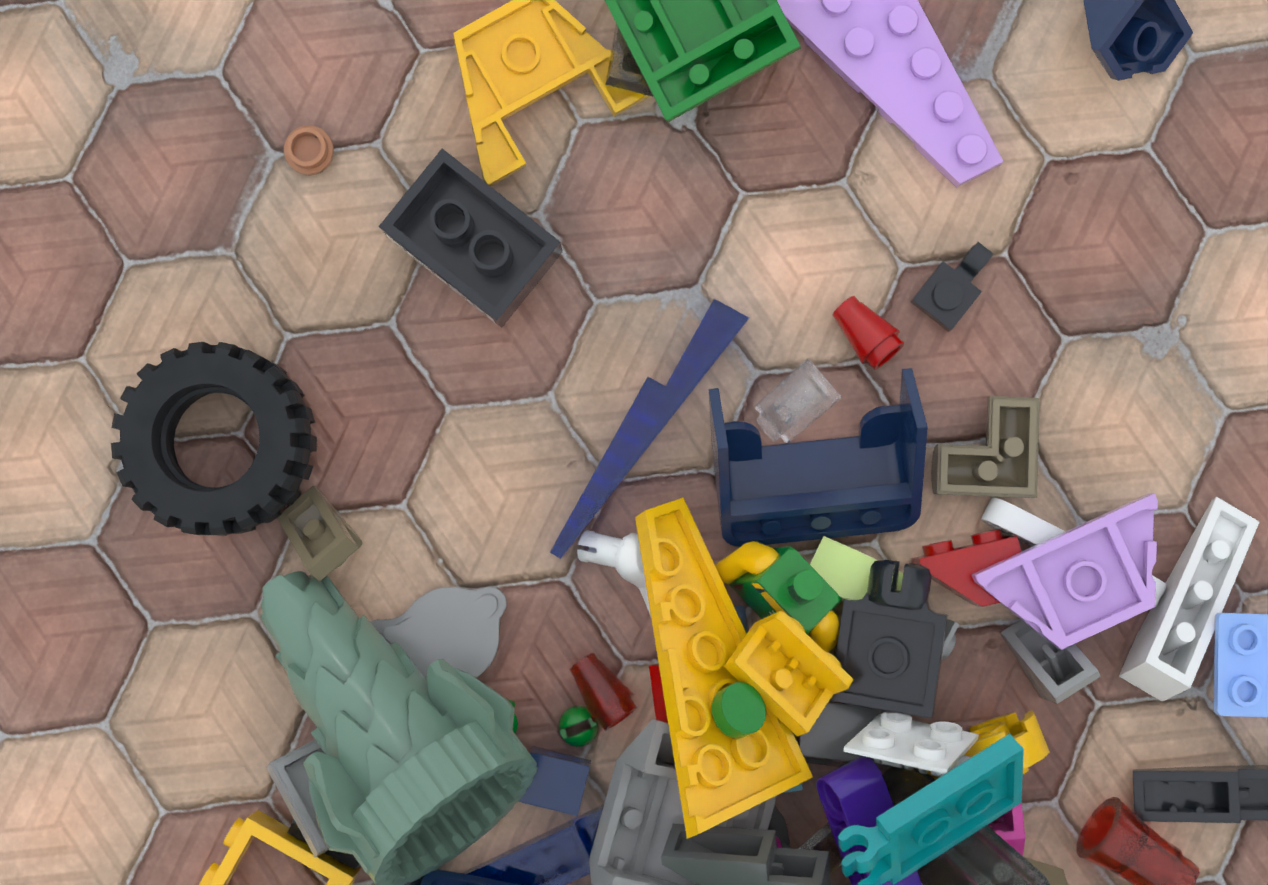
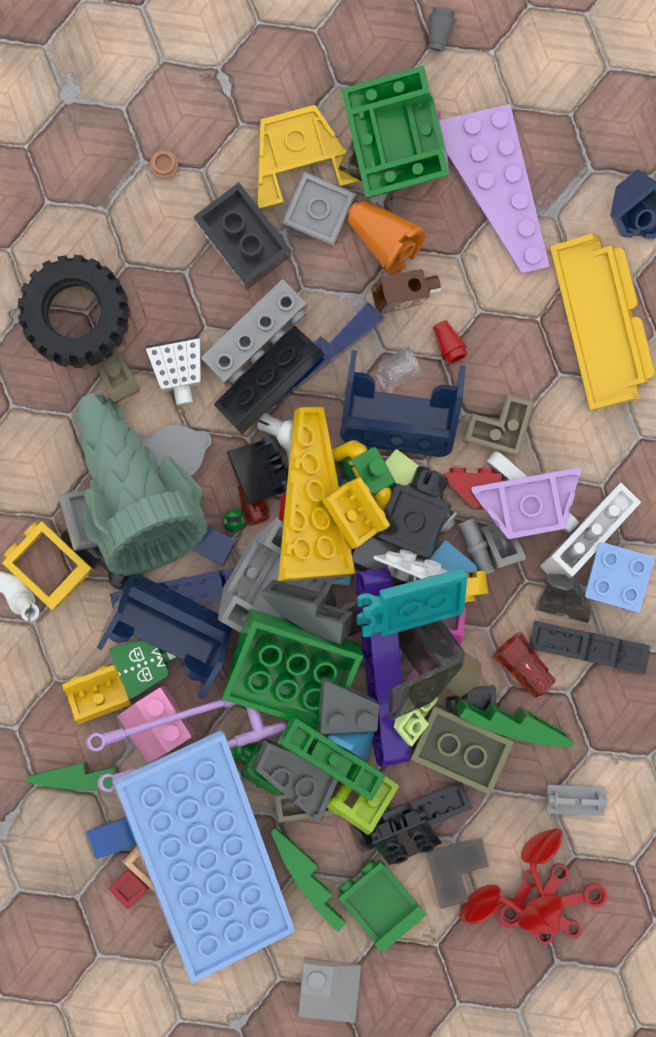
camera: 10 degrees right, 0 degrees up
(416, 489) = (177, 366): none -> white torso
(533, 397) = (254, 332): none -> light grey brick
(578, 474) = (268, 379): none -> black tile
(589, 161) = (318, 209): none -> light grey plate
(601, 632) = (260, 469): none -> black hinge
(715, 175) = (386, 235): none -> orange cone
(738, 710) = (323, 524): green tile -> none
(768, 263) = (394, 292): none -> reddish brown torso
(950, 291) = (501, 331): black plate -> none
(968, 706) = (452, 559): none -> dark azure slope
(1003, 669) = (476, 546): none -> light grey pin
(1102, 209) = (598, 307): none -> yellow slope
(1174, 723) = (563, 598): none -> clear smoke wing

